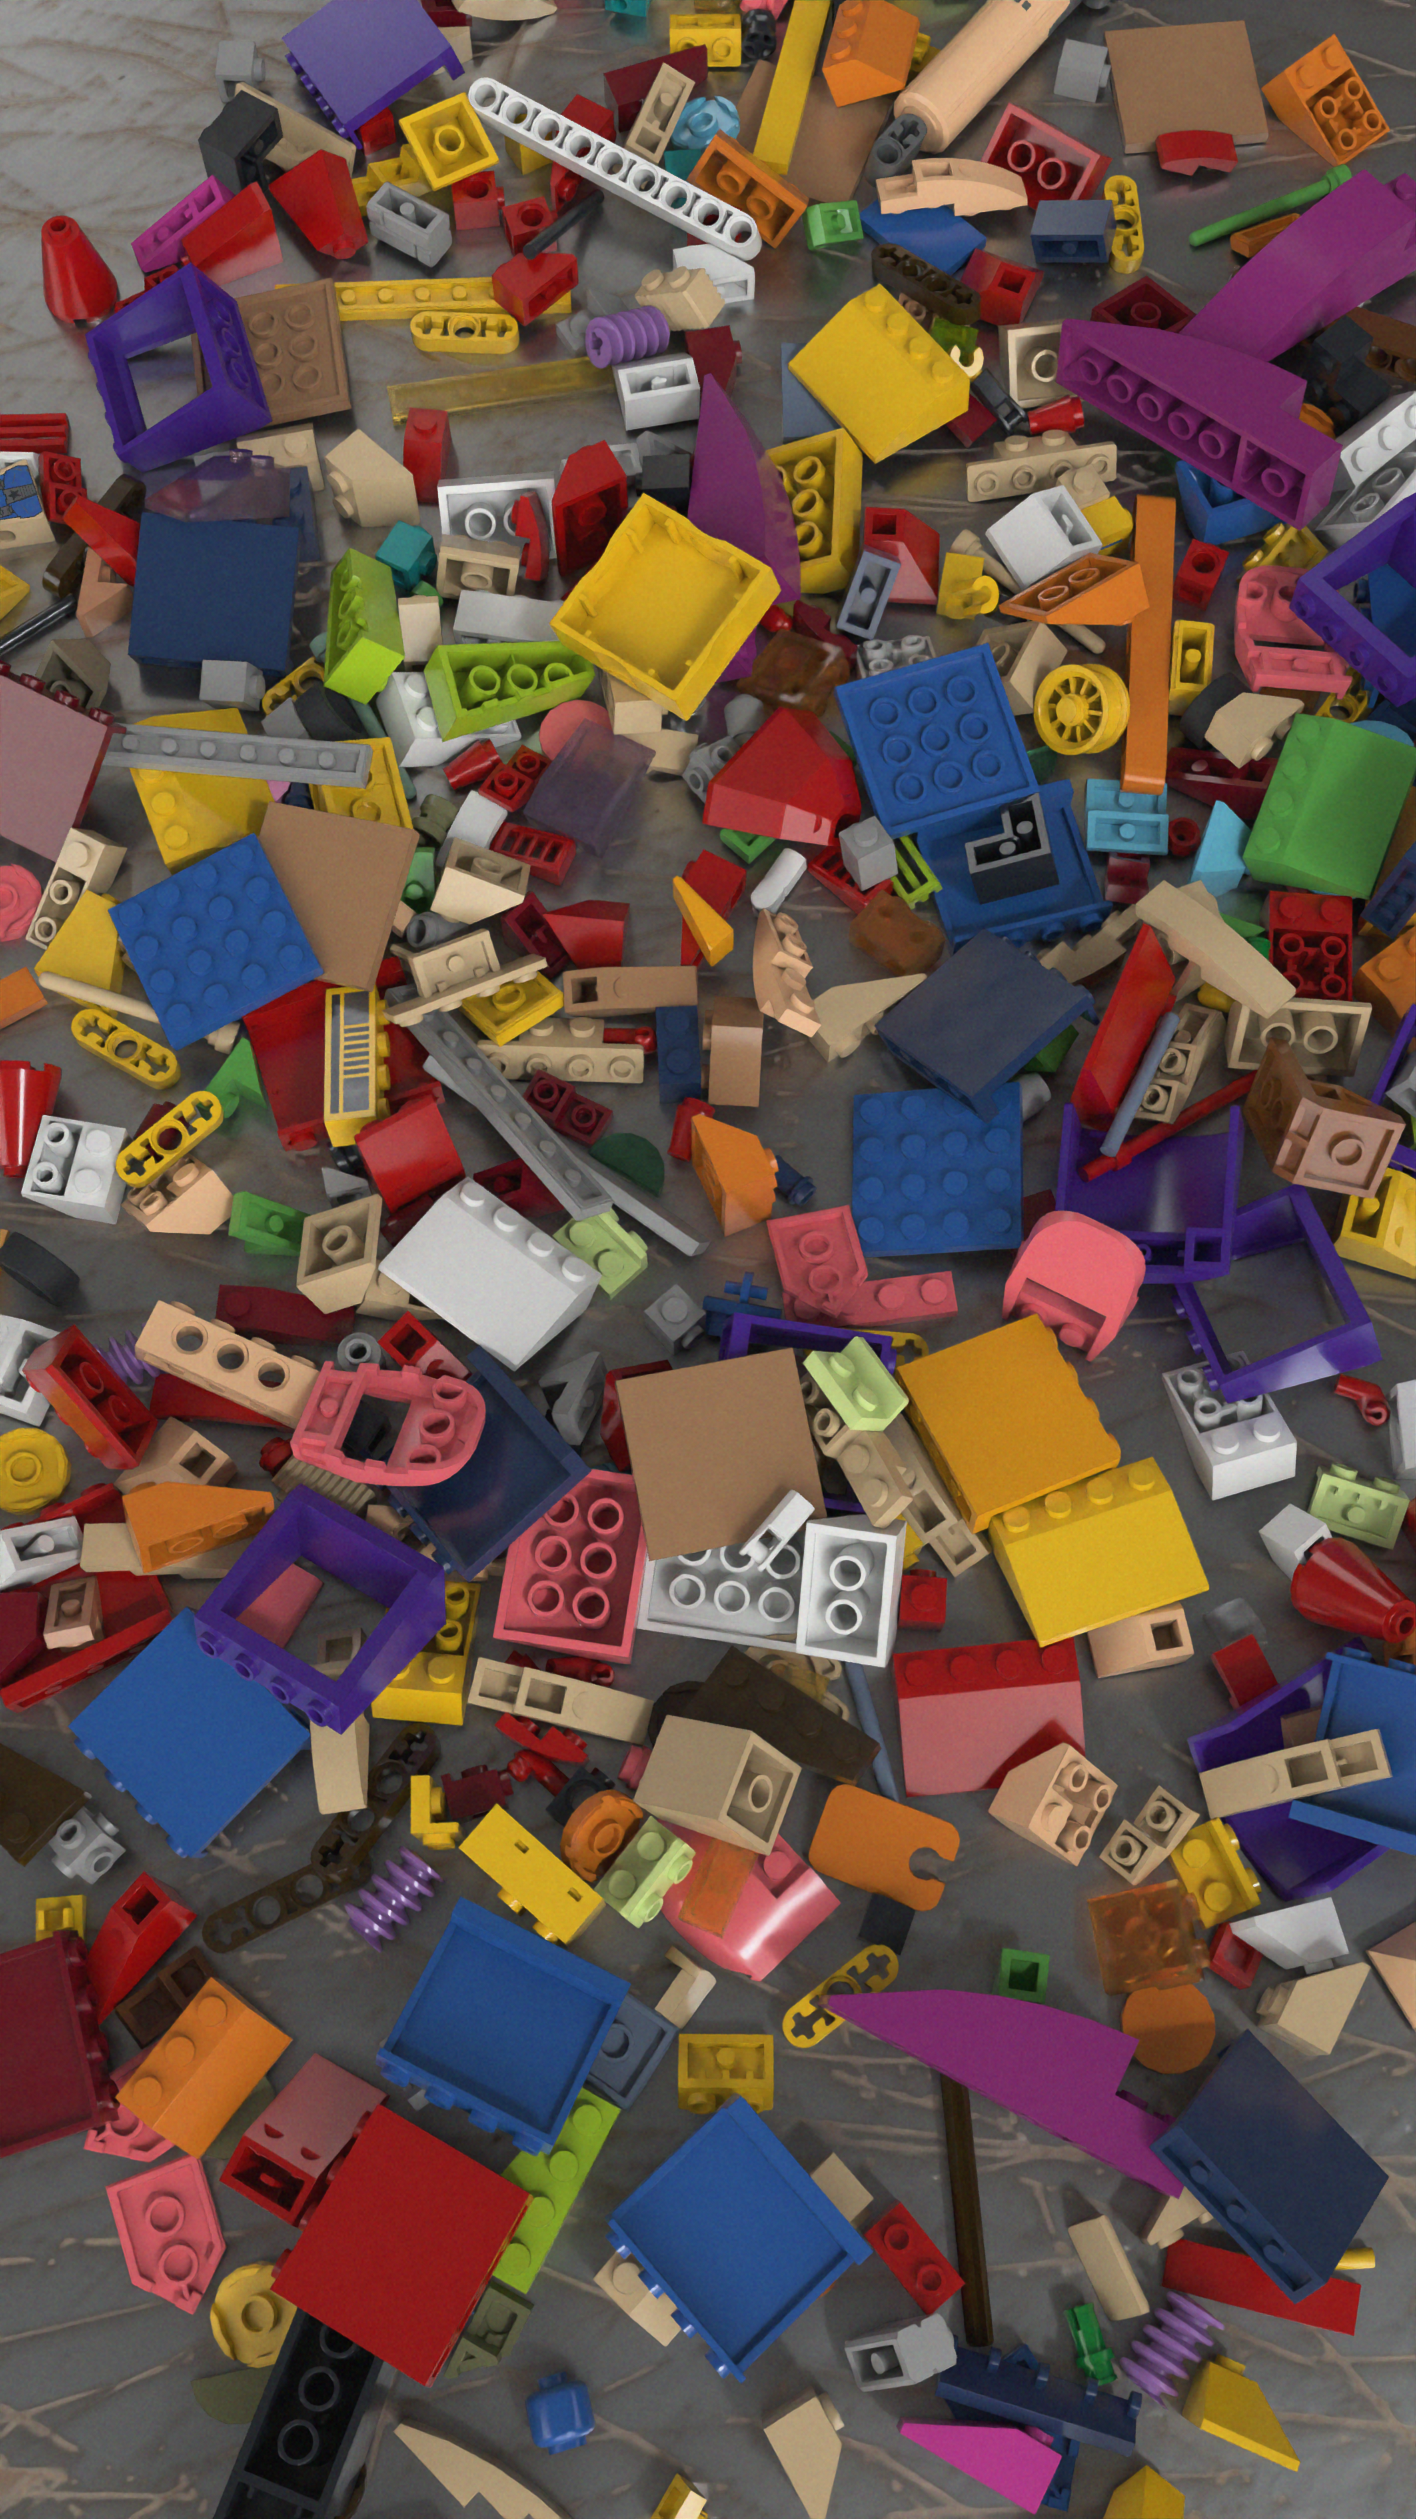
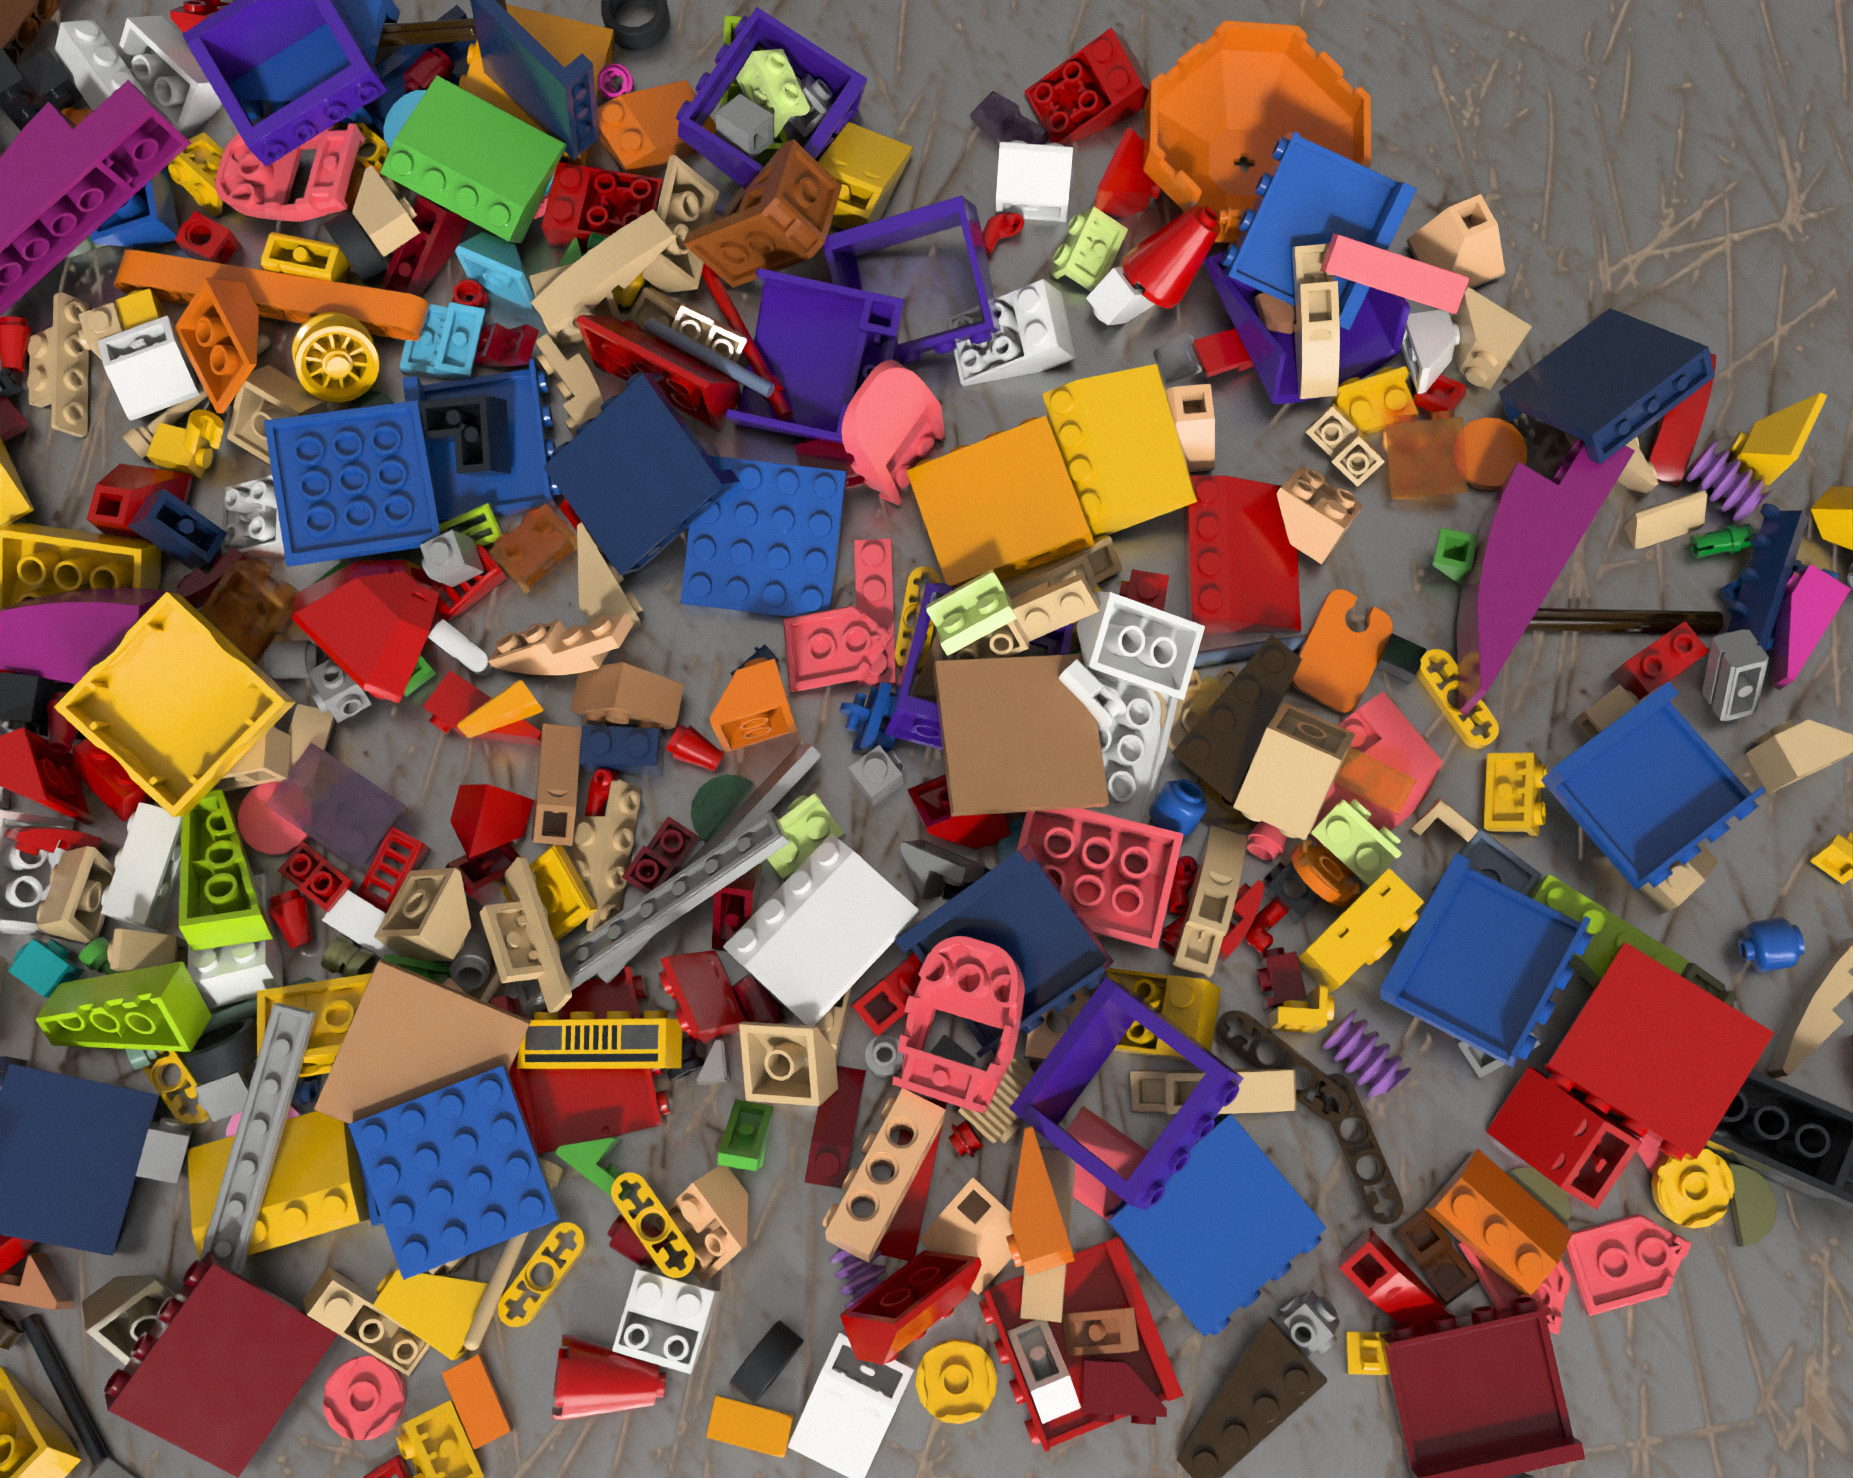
camera: 80 degrees left, 5 degrees up
(667, 1658) = (1178, 806): none -> blue head
(1365, 1863) = (1394, 273): none -> coral tile

